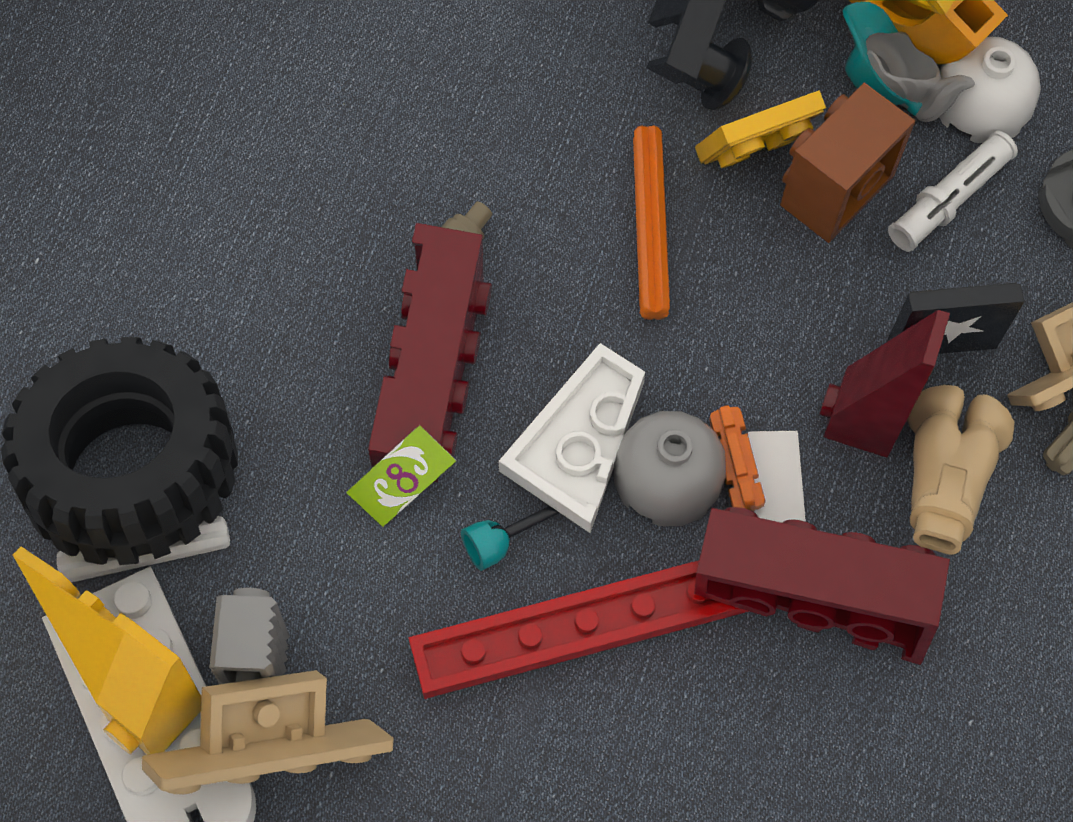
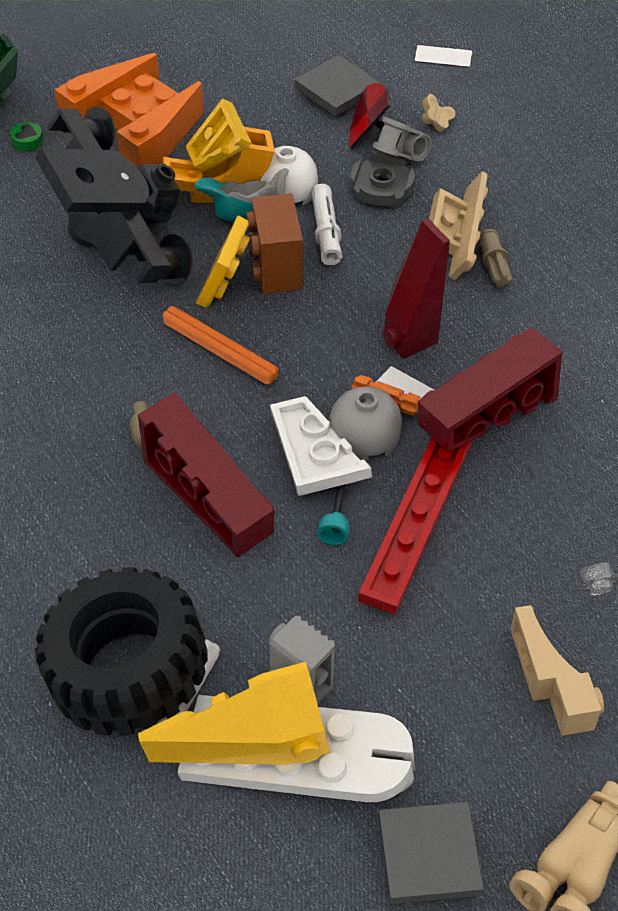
camera: 50 degrees left, 15 degrees down
(264, 730) = (363, 683): tan bracket -> none
(401, 476) = (263, 534): lime sticker -> none
(953, 466) = (478, 307): tan piece -> none
(976, 317) = (393, 256): black tile -> none

